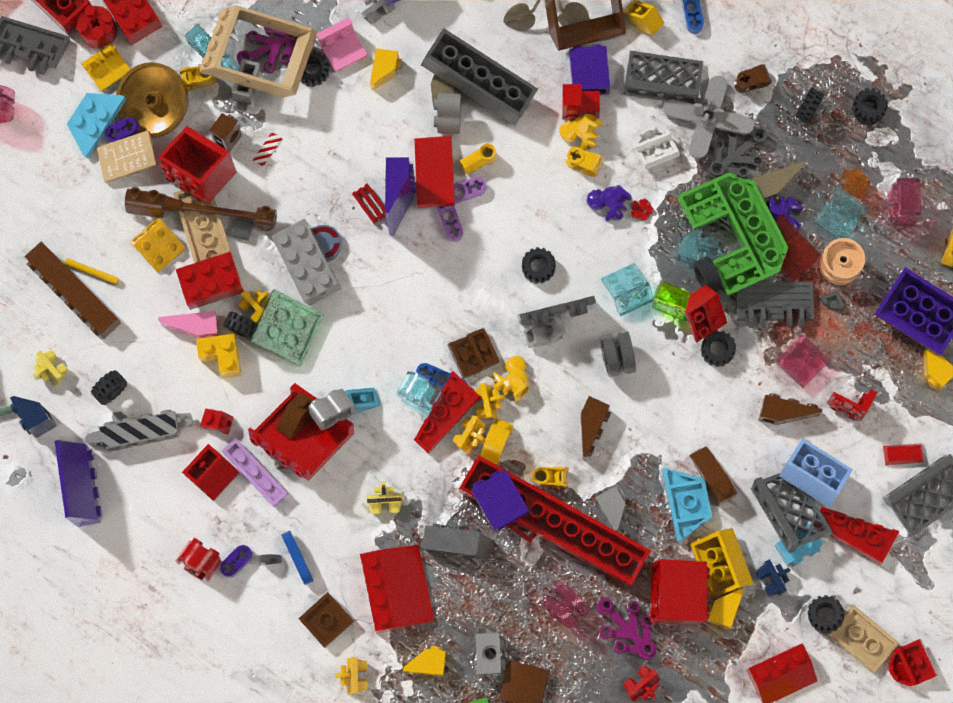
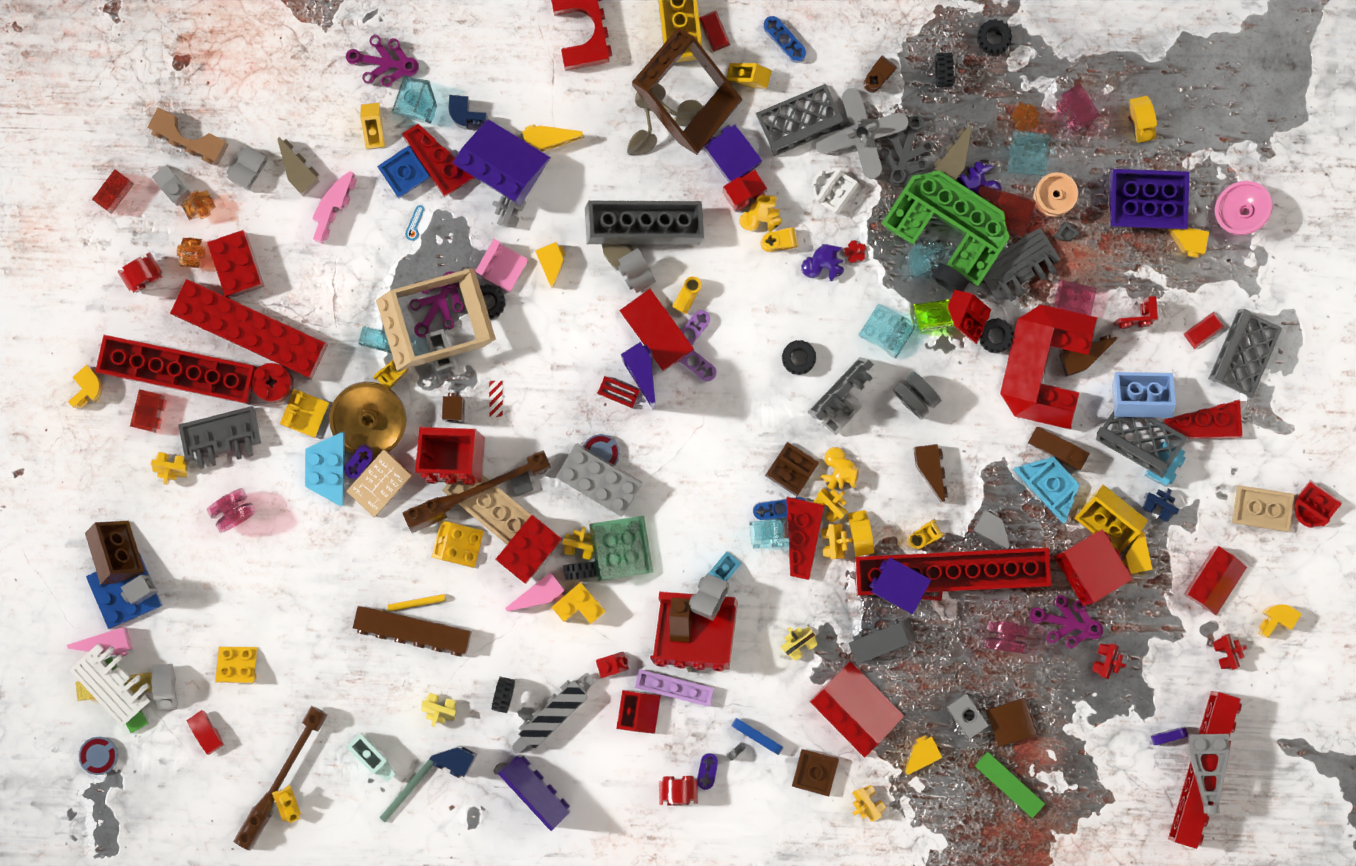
camera: 35 degrees left, 10 degrees up
(715, 403) = (1028, 359): none -> red slope
(819, 603) = (1221, 520): black tyre -> none

